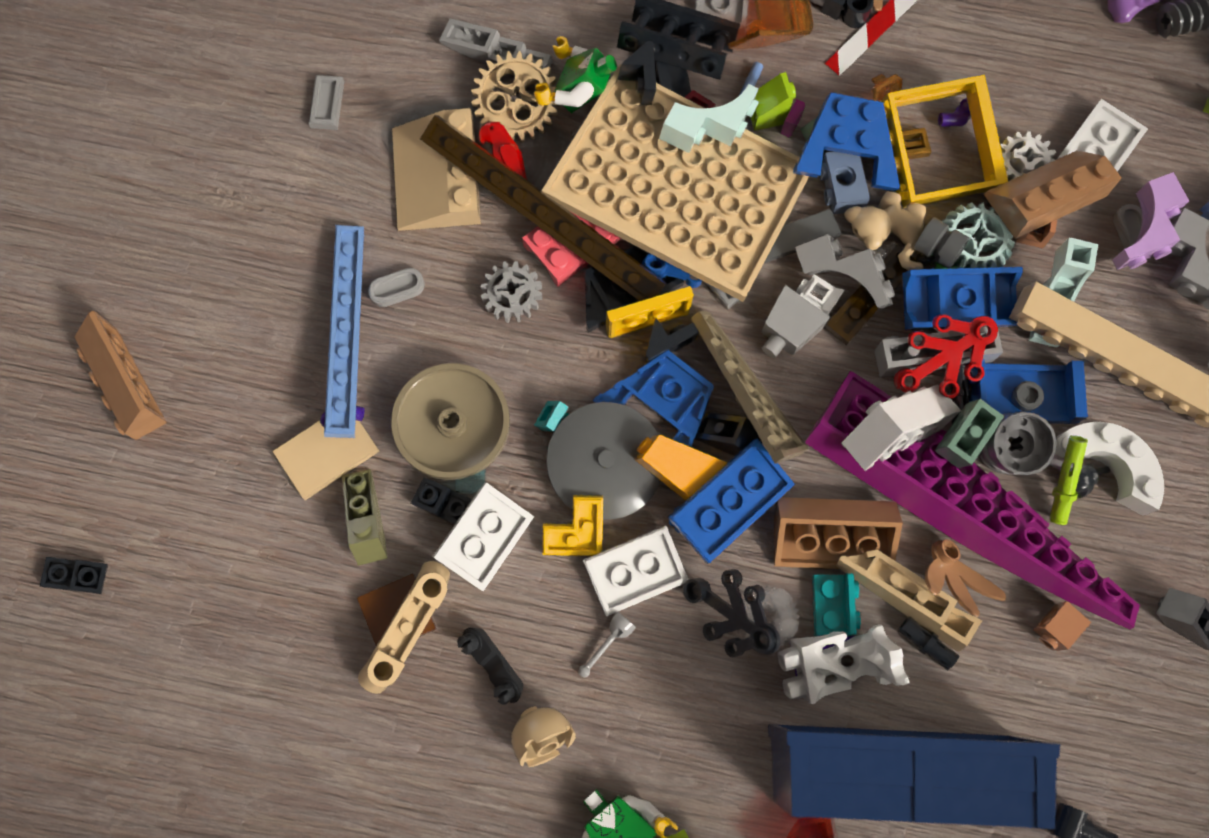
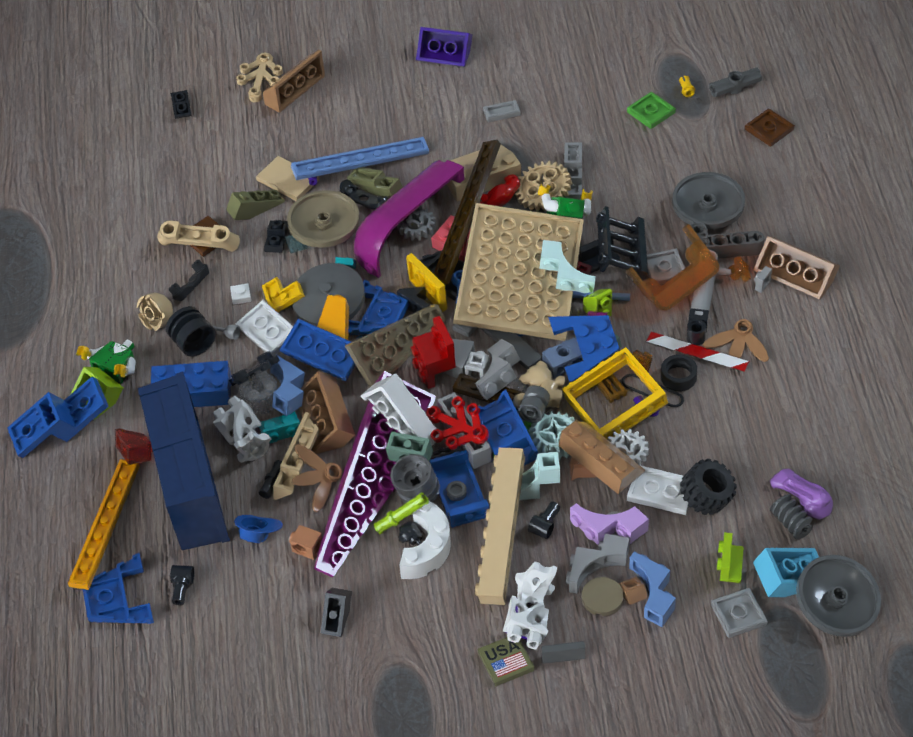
camera: 75 degrees right, 25 degrees down
(66, 425) = (264, 61): none -> tan plant
(152, 133) = (443, 46): none -> dark purple slope
(396, 287) = (397, 171): light grey tile -> none
(399, 323) = (375, 182): none -> olive slope
(436, 337) = (354, 193): none -> black piece
(483, 536) = (261, 254): white plate -> none
(500, 298) = (380, 223): none -> magenta panel
(543, 591) = (240, 294): none -> white plate
(614, 691) = (190, 331): none -> black wheel
(641, 68) = (579, 227): black slope -> none
(715, 719) = (206, 381): none -> blue brick
(796, 575) = (289, 394): none -> medium blue arch
(802, 343) = (433, 352): none -> red bracket
(923, 38) = (681, 361): none -> black tyre
(936, 103) = (645, 394): none -> black piece
(1024, 687) = (255, 528): none -> blue piece
(1115, 306) = (544, 523): none -> black pin
(1132, 87) = (699, 495): none -> black tyre

